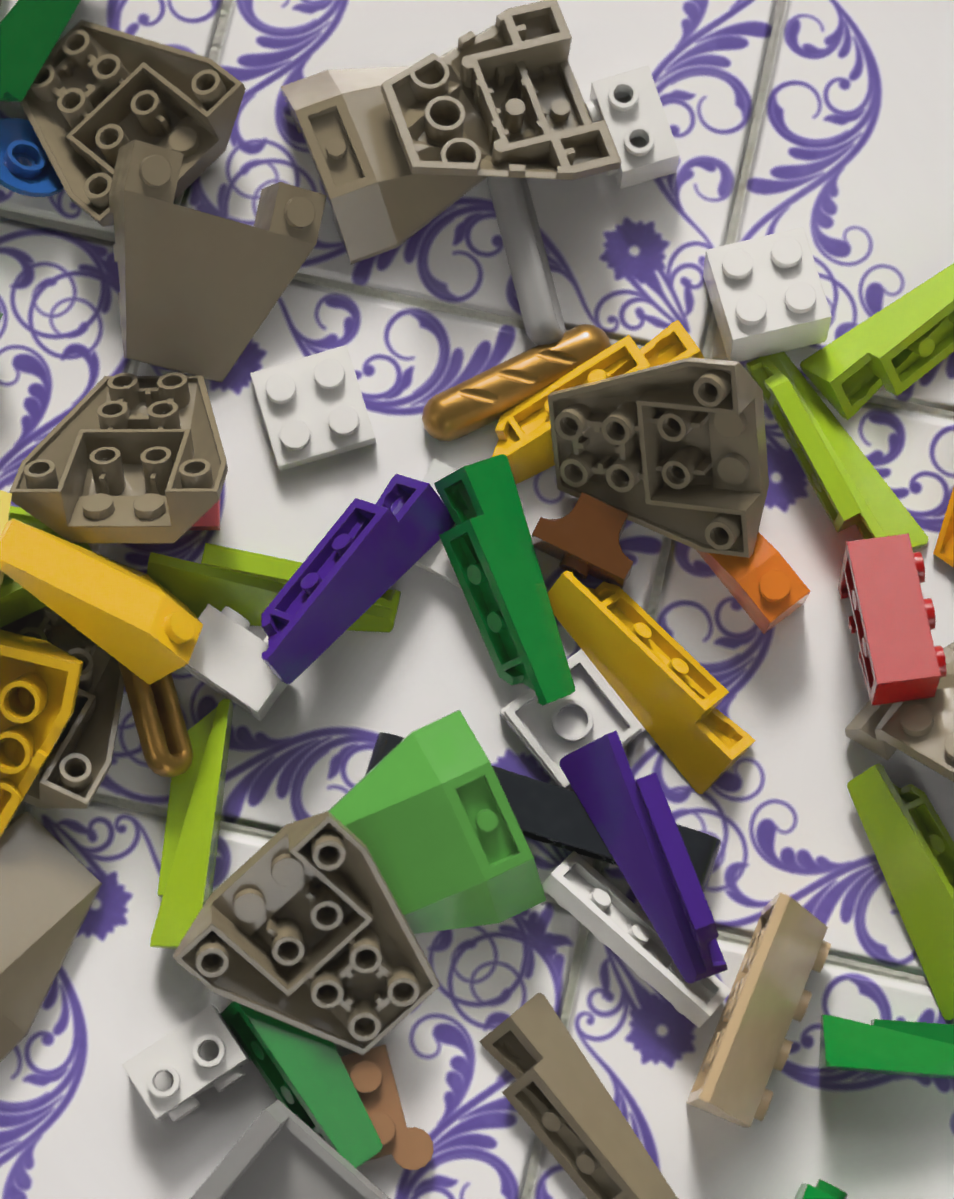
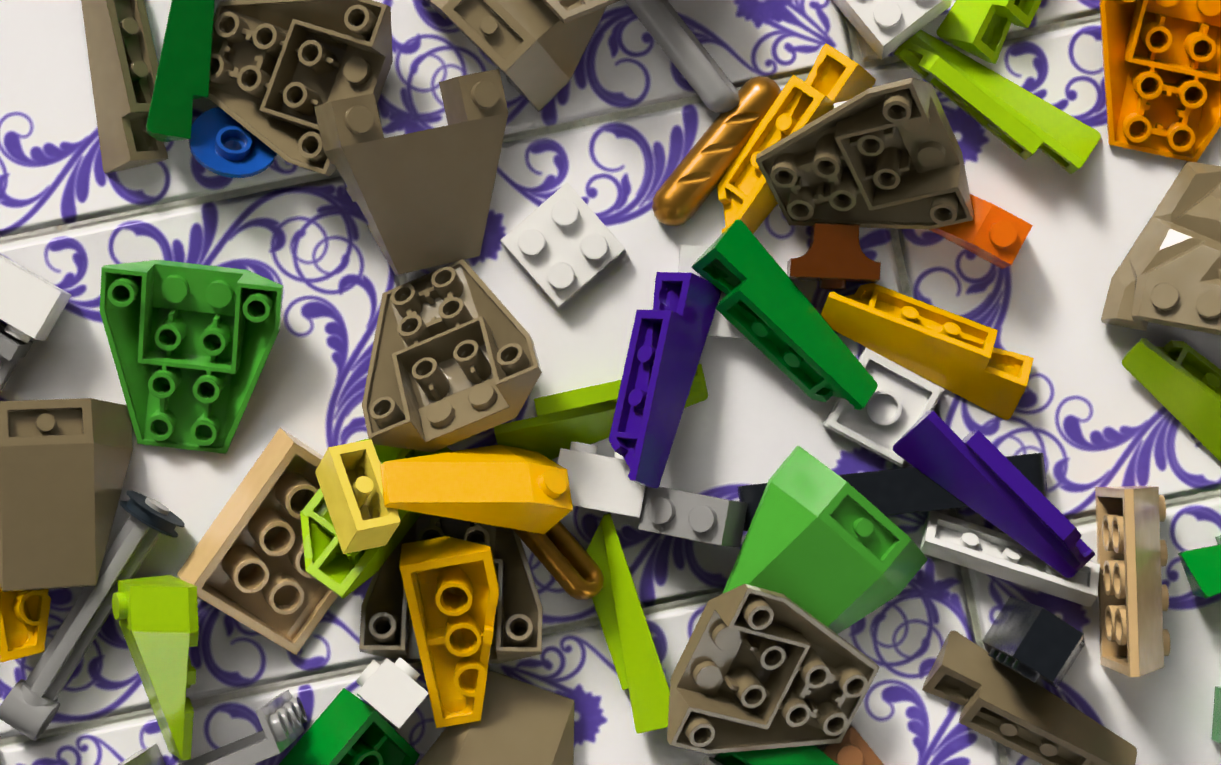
camera: 25 degrees left, 10 degrees up
(315, 737) = (693, 516): none -> light grey brick
(624, 1037) = (1033, 642): none -> black wedge
(891, 619) = (1110, 223): wedge -> none

